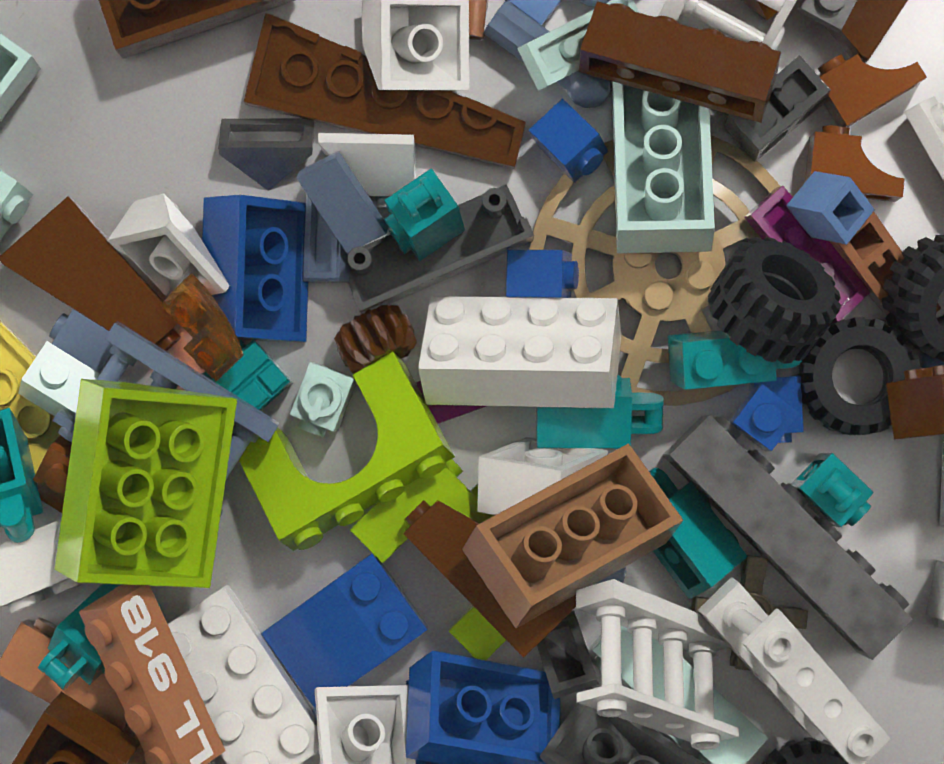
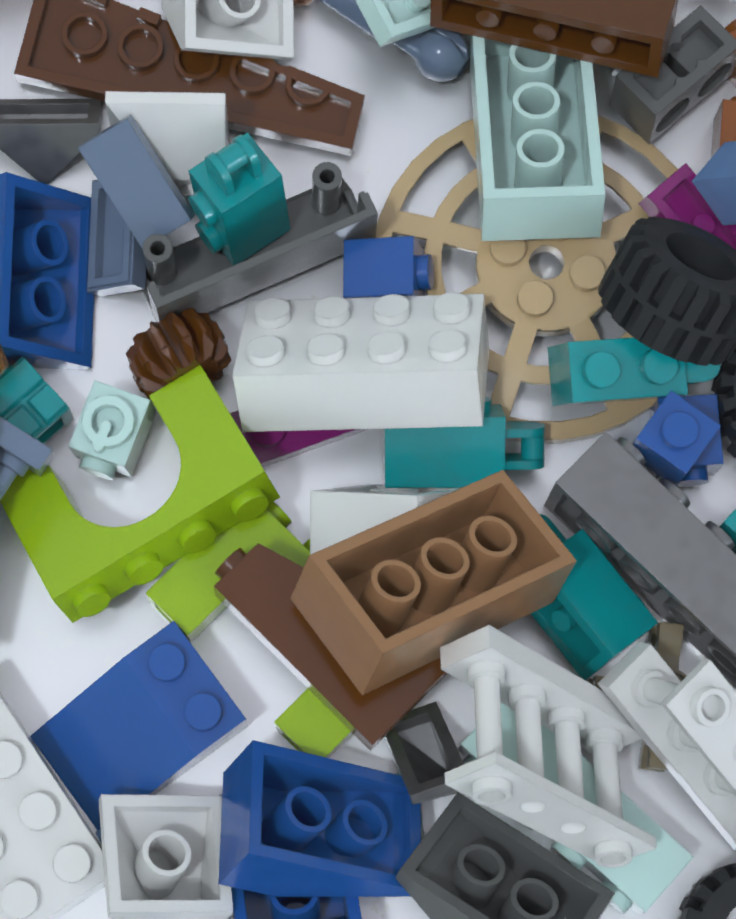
camera: 10 degrees left, 10 degrees down
(569, 141) = (418, 116): blue brick -> none

